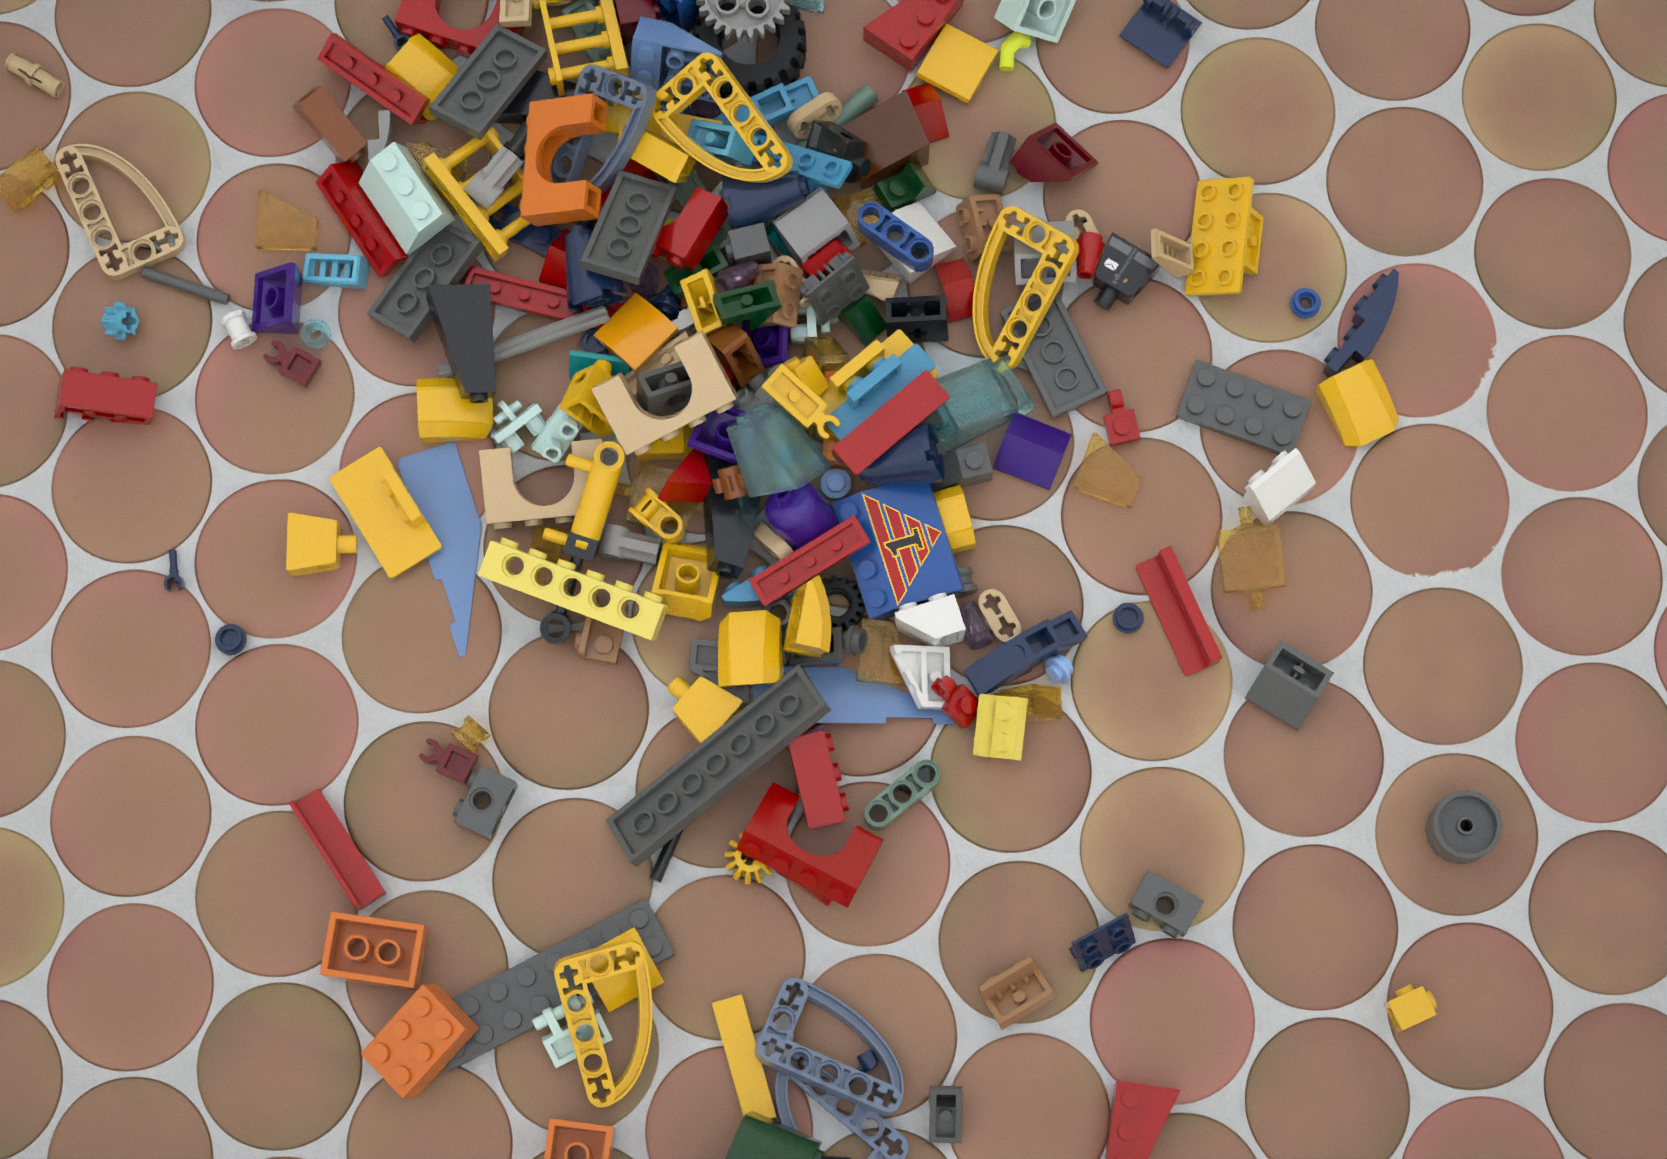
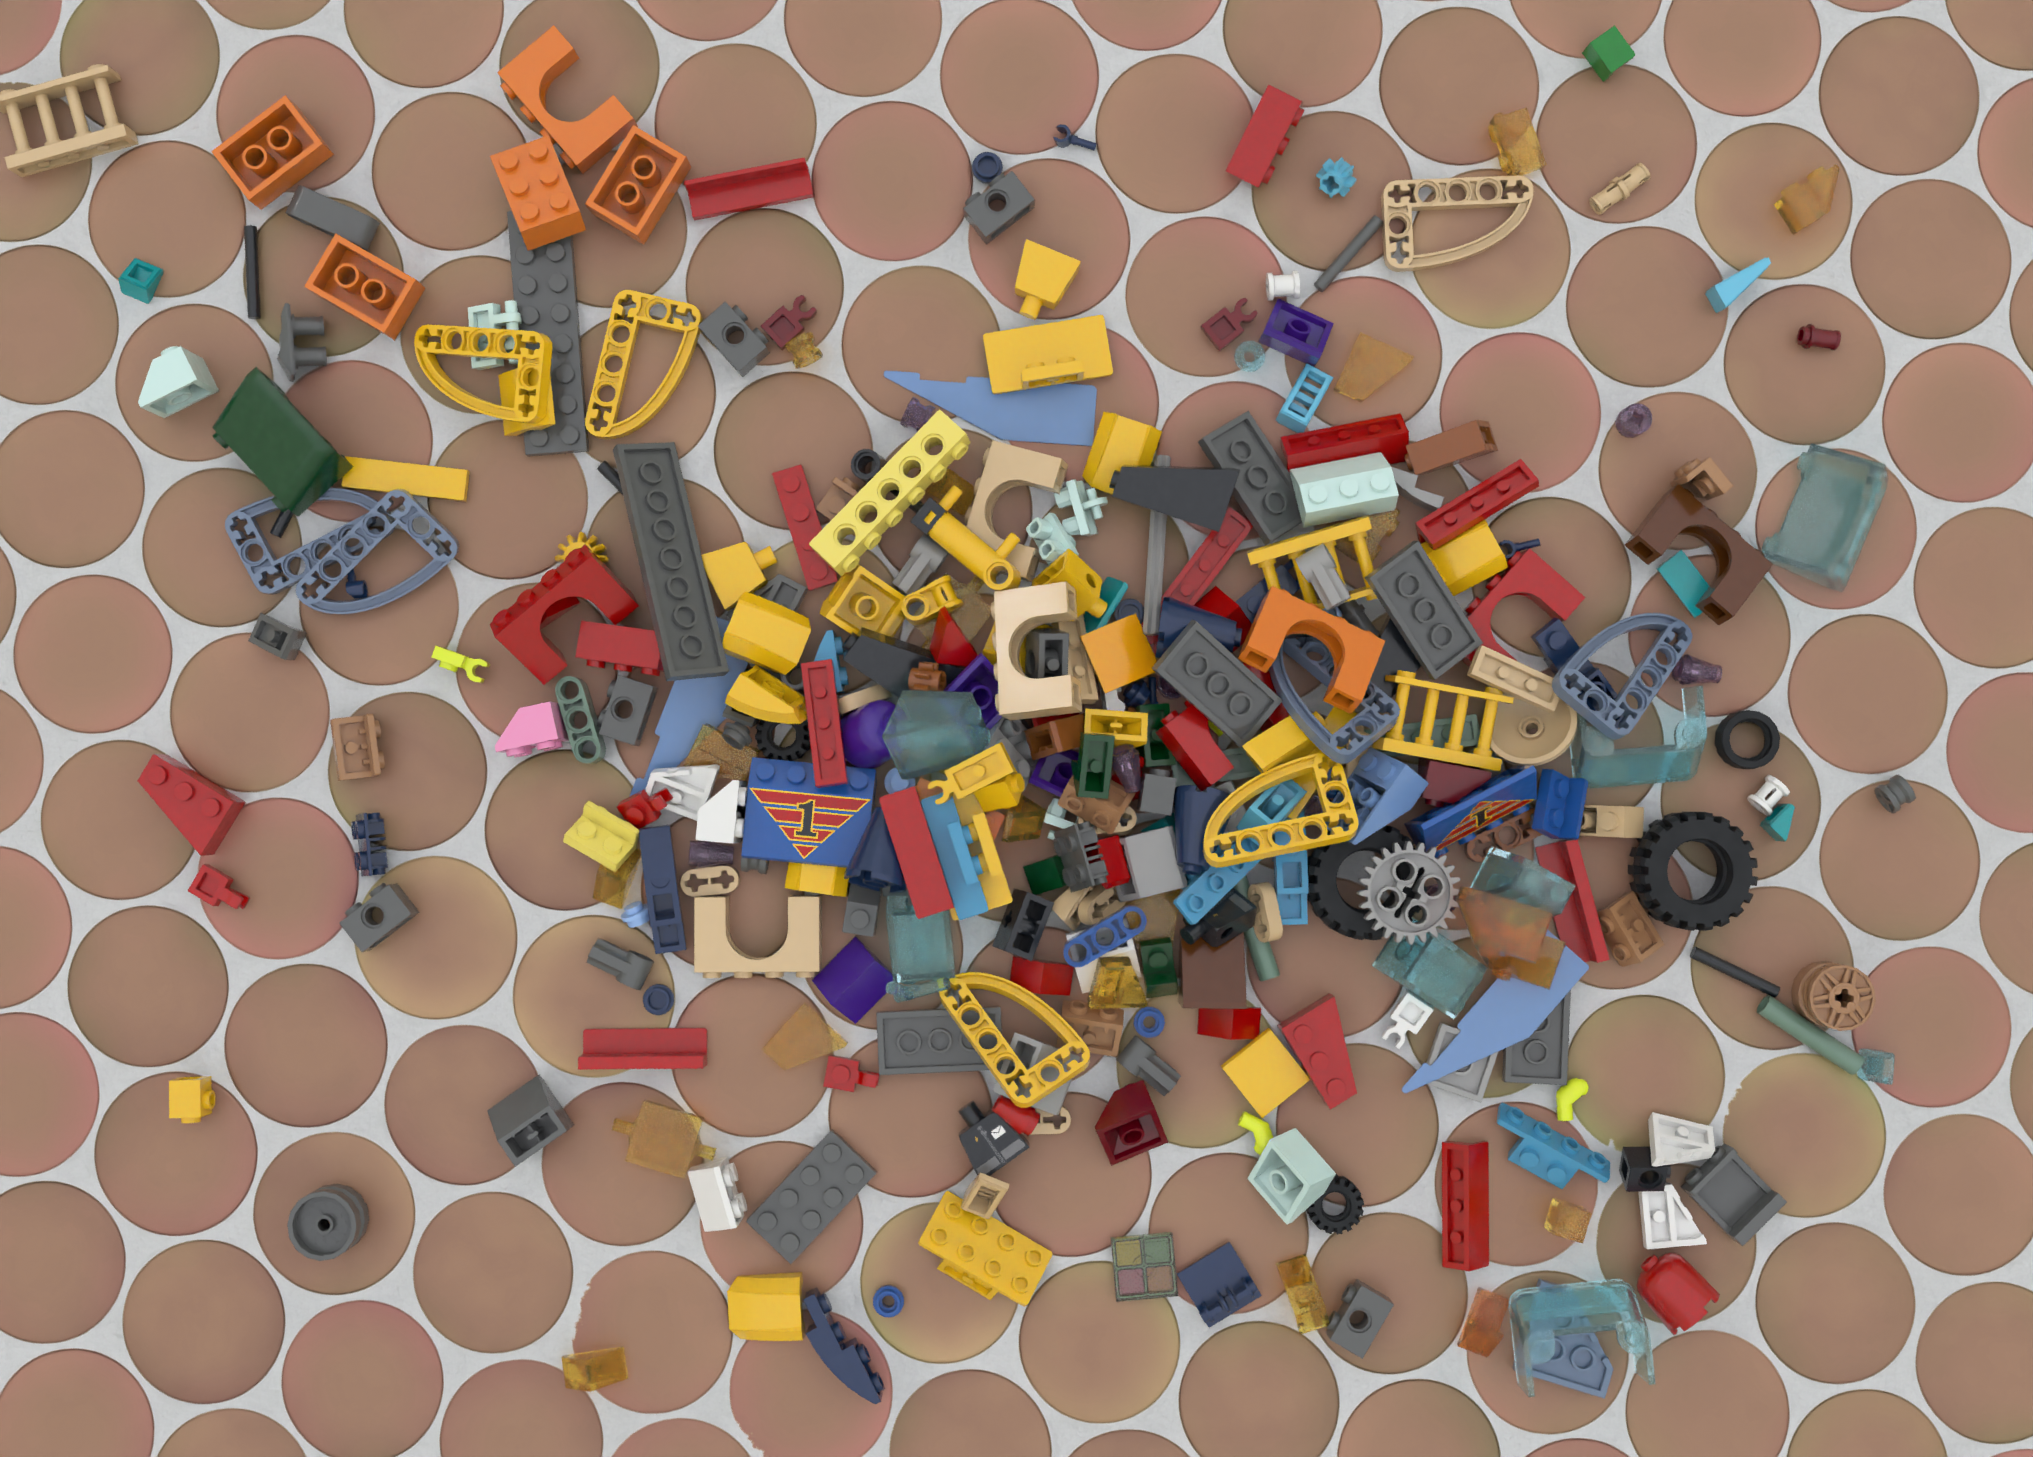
camera: 110 degrees right, 10 degrees up
(254, 597) = (992, 223): none -> dark grey brick
(317, 1103) = (529, 78): none -> orange arch
(490, 604) = (916, 414): none -> clear purple wheel
(538, 903) = (624, 350): none -> yellow beam
(636, 667) = (803, 525): none -> red plate
(858, 746) = (632, 728): none -> dark grey brick
(872, 259) = (1105, 906): none -> tan beam
(896, 938) = (452, 660): none -> neon yellow plate
(927, 829) = (533, 727): none -> bright pink slope
(936, 216) = (1116, 985): none -> clear yellow wing
(956, 171) = (1156, 1029): none -> blue plate
(1030, 508) = (718, 953): none -> tan arch
(1110, 657) = (628, 966): none -> dark grey piece
(1174, 98) = (1144, 1266): none -> clear smoke tile
(1206, 1074) = (214, 887): none -> red plate
(1486, 536) = (594, 1369): none -> clear yellow slope

